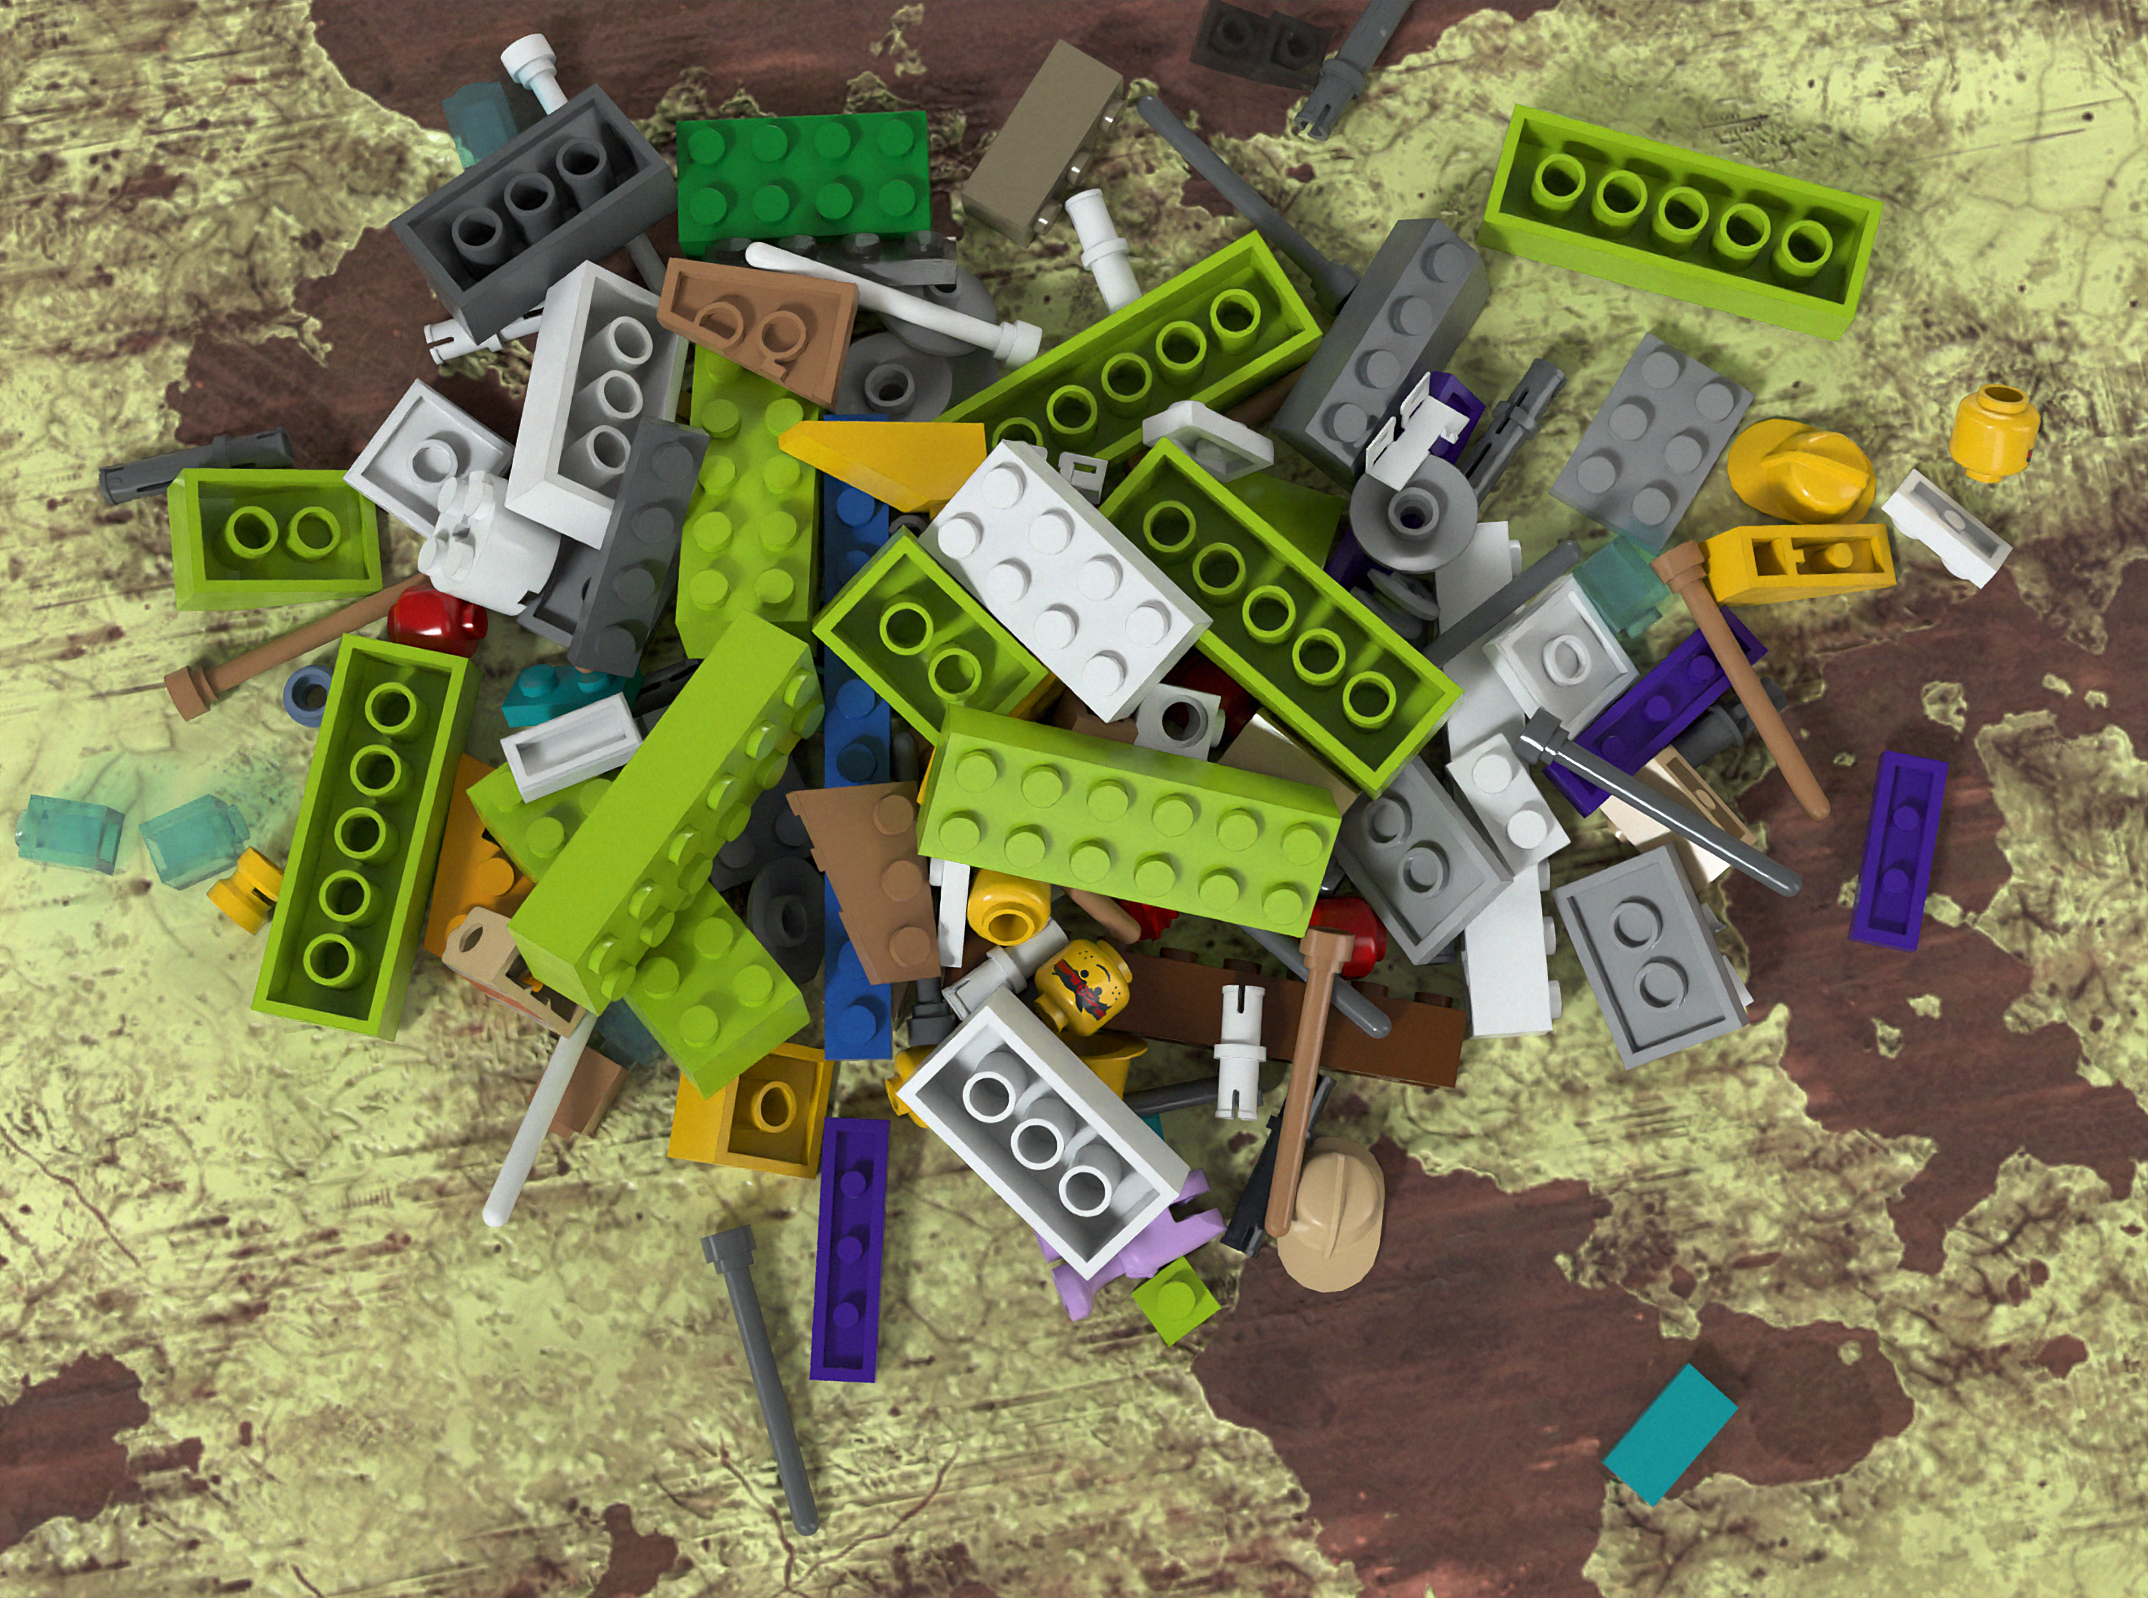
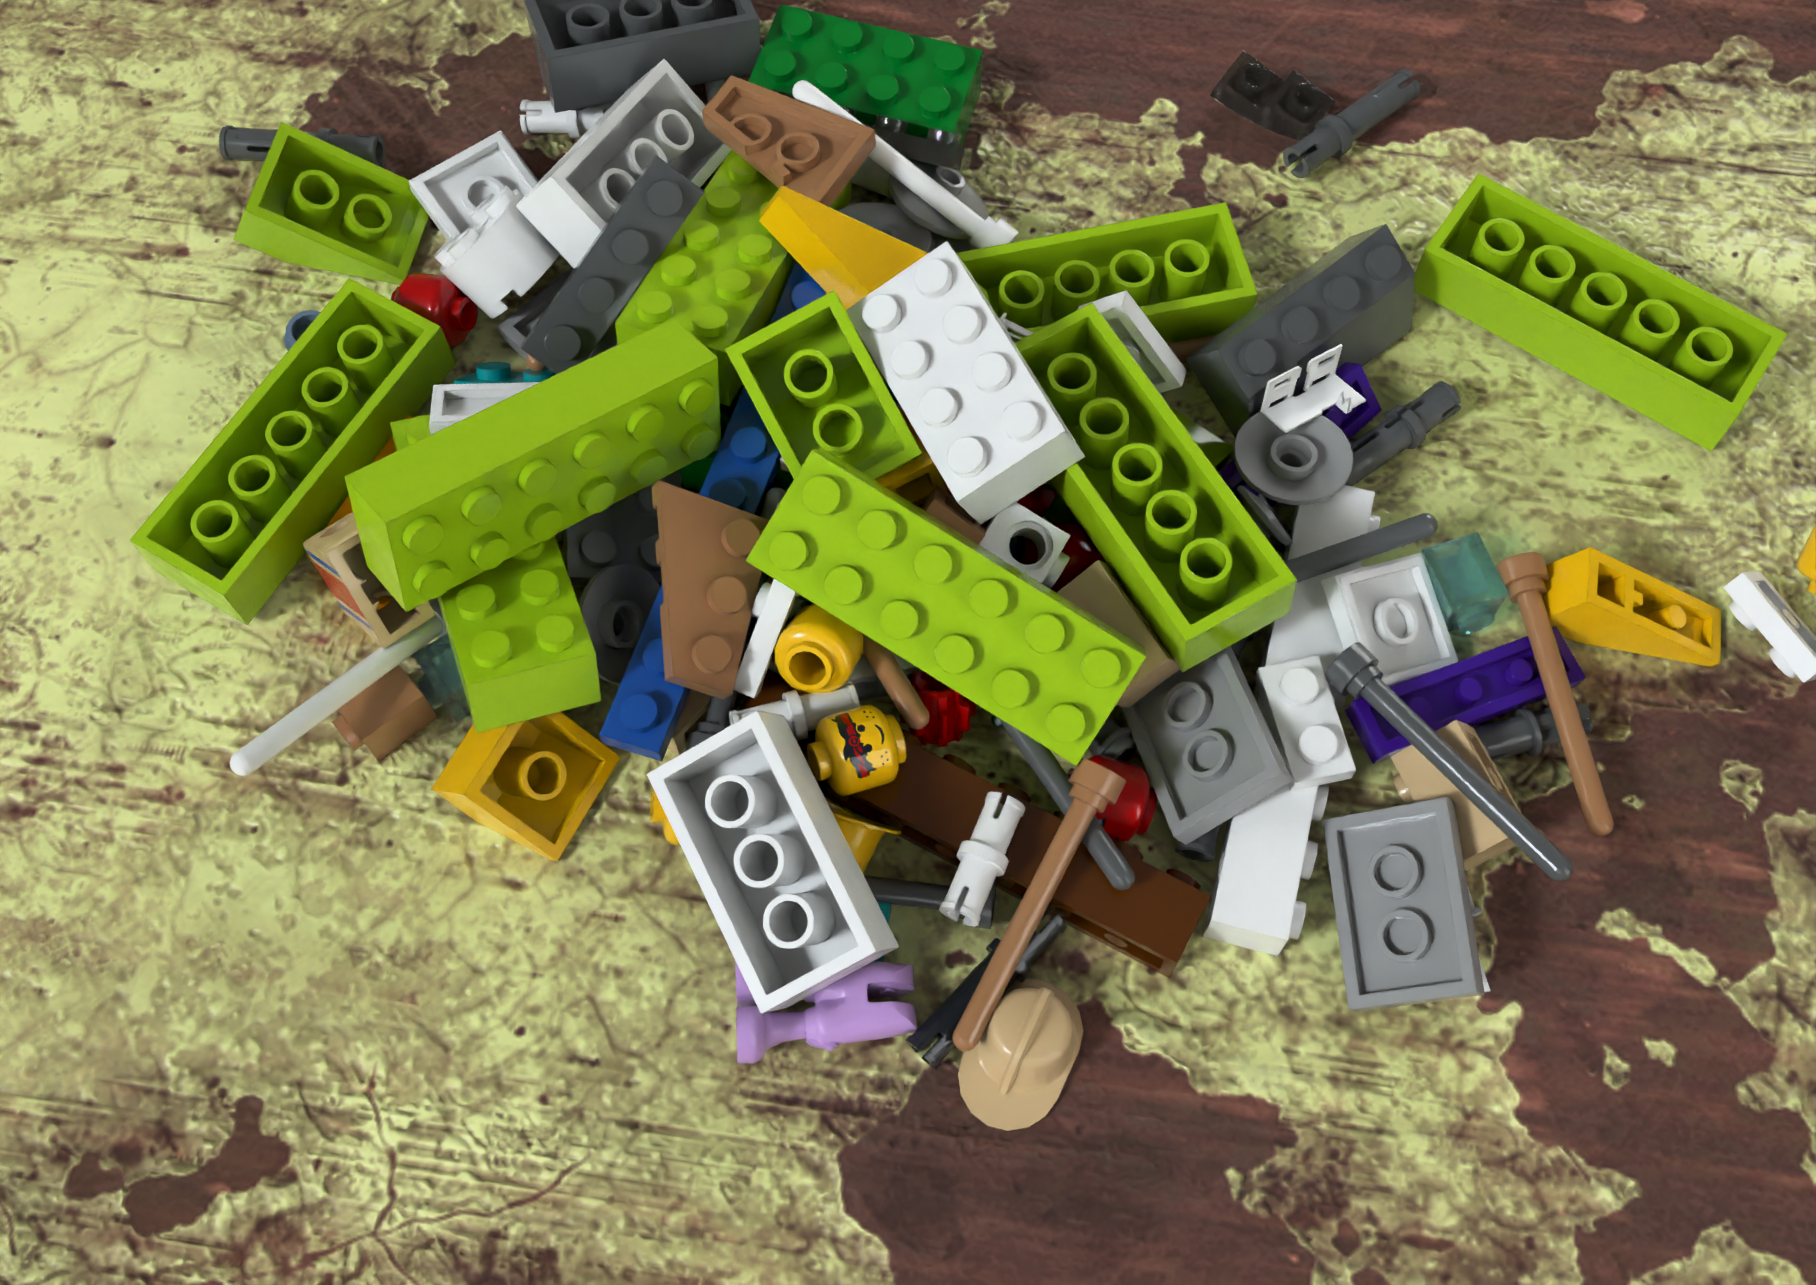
camera: 15 degrees right, 15 degrees down
(69, 835) = (65, 377): clear light blue brick -> none
(195, 841) = (160, 413): clear light blue brick -> none
(198, 688) = (221, 303): medium nougat piece -> none
(249, 890) = (171, 461): yellow wheel -> none
(731, 1256) = (452, 898): dark grey piece -> none
(850, 1250) = (559, 933): dark purple plate -> none
(1045, 145) = (1069, 112): dark tan brick -> none
(1103, 249) = (1092, 200): white pin -> none
(1175, 1300) = (844, 1083): lime plate -> none
(1330, 279) = (1272, 271): dark grey piece -> none
(1652, 444) = (1522, 480): light grey plate -> none
(1801, 473) = (1661, 542): yellow piece -> none
(1898, 851) = (1667, 894): dark purple plate -> none

